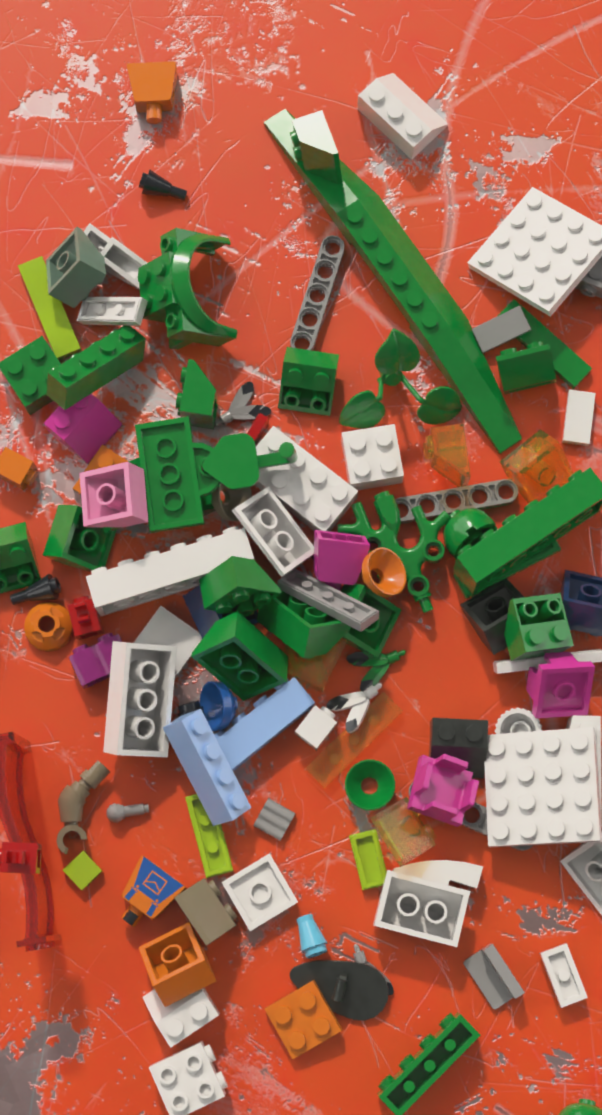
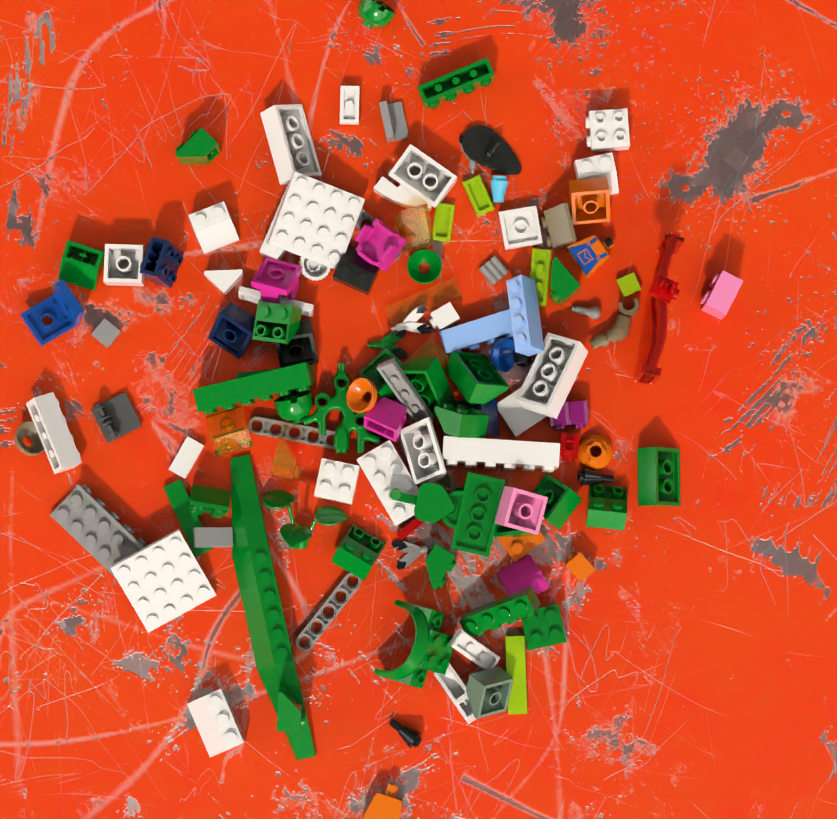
camera: 155 degrees left, 5 degrees up
(173, 830) = (562, 283): none -> green slope
(303, 1019) = (522, 140): orange plate -> none
(335, 916) = (478, 195): none -> lime tile

